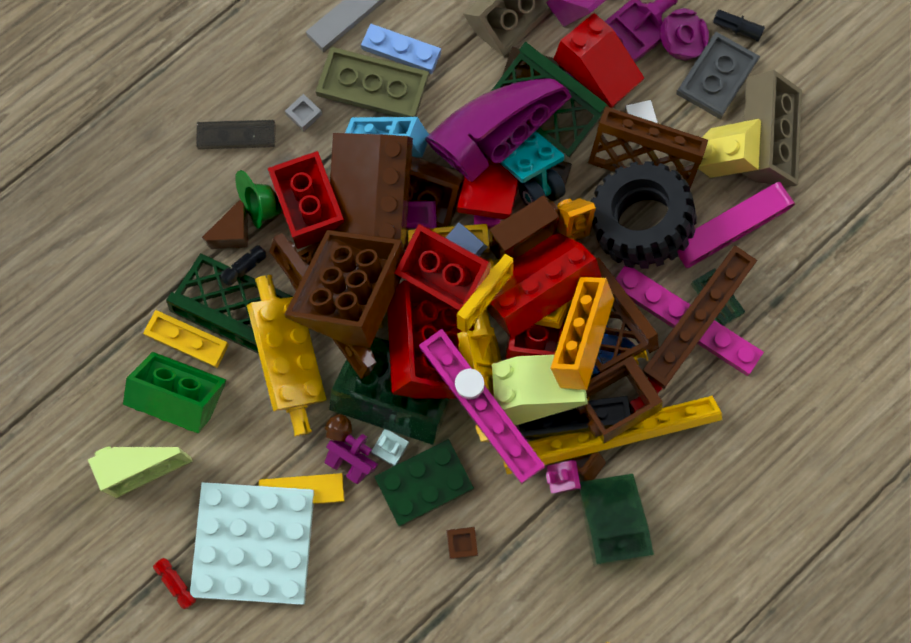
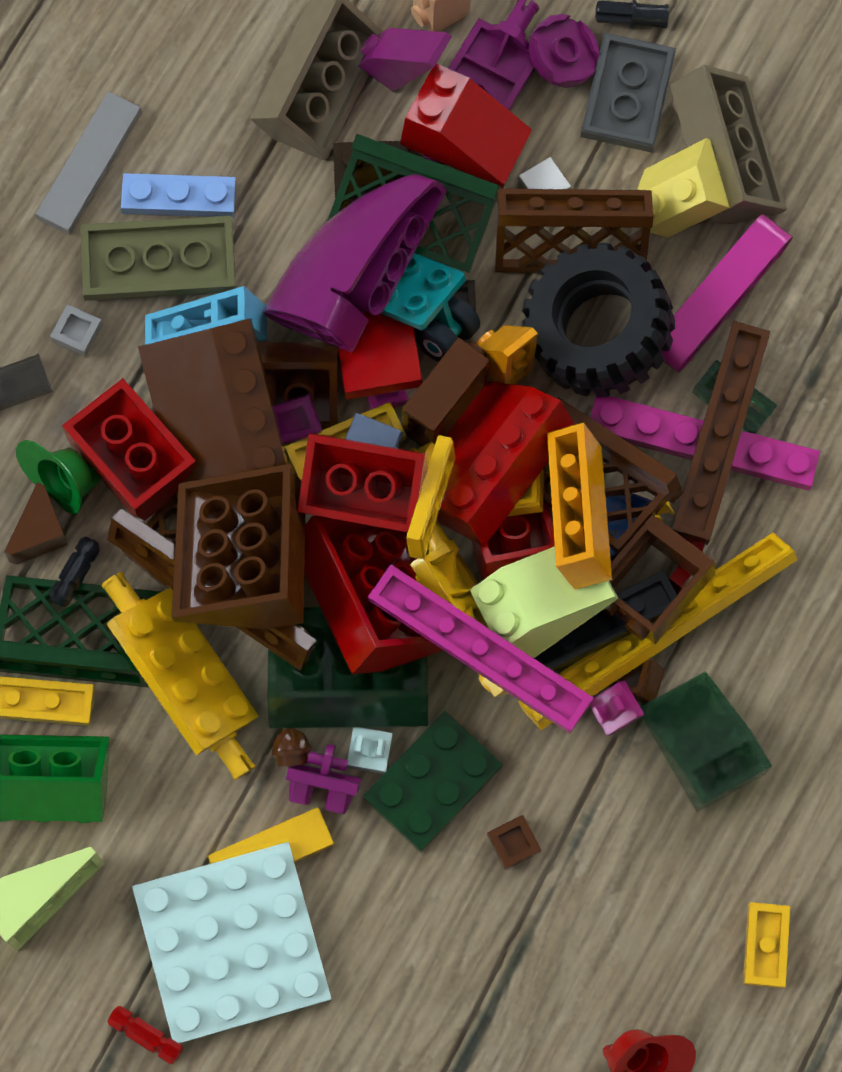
camera: 25 degrees left, 0 degrees up
(469, 384) = (455, 624): white tile -> none

